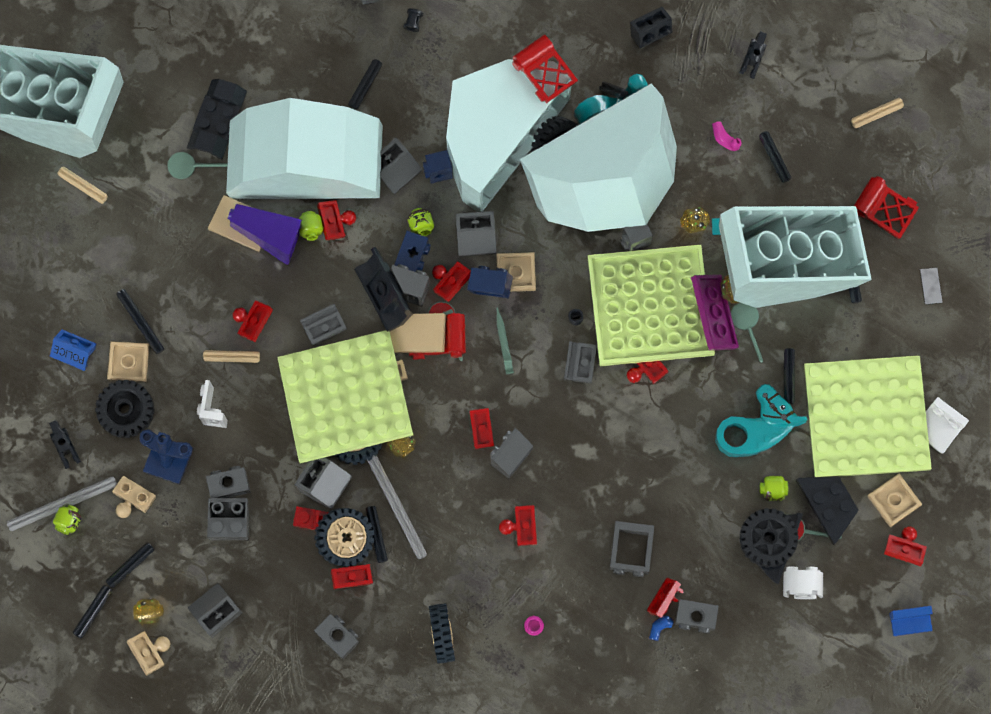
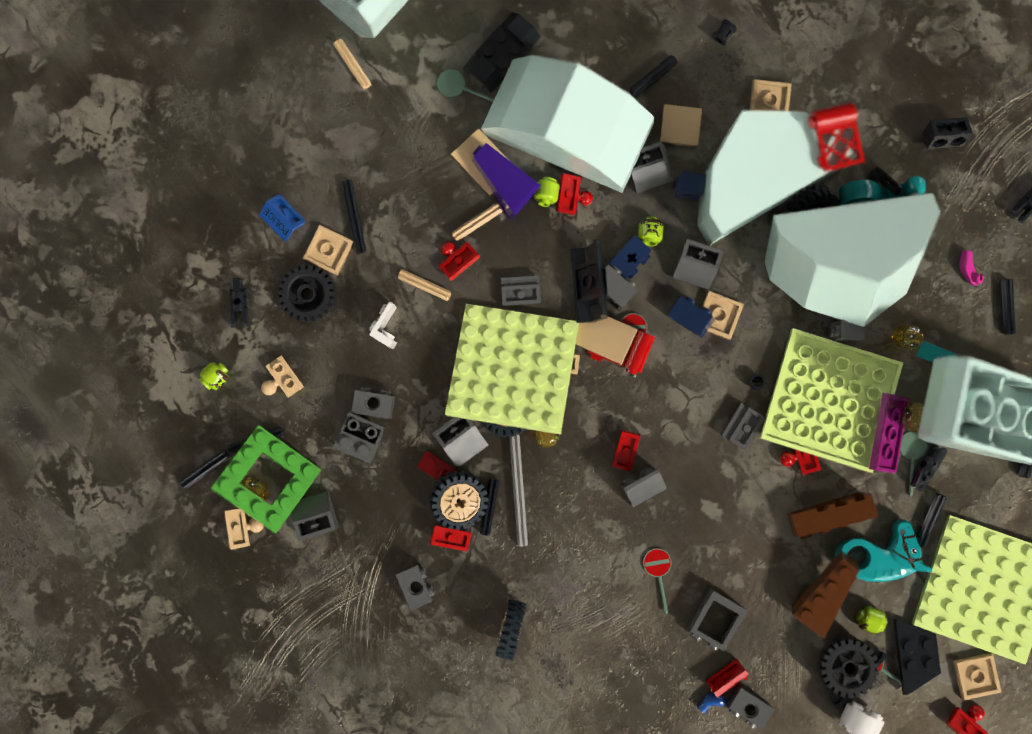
camera: 25 degrees right, 10 degrees up
(53, 507) = (228, 357): light grey axle -> none
(167, 458) = (326, 355): dark blue piece -> none
(171, 623) = (263, 442): none -> bright green plate
(257, 279) = (477, 221): none -> tan axle
(408, 118) = (680, 125): none -> tan tile
(451, 281) = (655, 299): red plate -> none
(478, 57) = (770, 96): none -> tan tile
(504, 344) = (677, 392): sand green piece -> none
(524, 526) = (627, 556): red plate -> none
(533, 625) = (597, 651): dark pink plate -> none
(556, 522) = (657, 564): none -> piece
(695, 407) = (832, 514): none -> reddish brown wedge
(719, 483) = (825, 596): none -> reddish brown wedge
(765, 329) = (928, 467): none -> black hinge

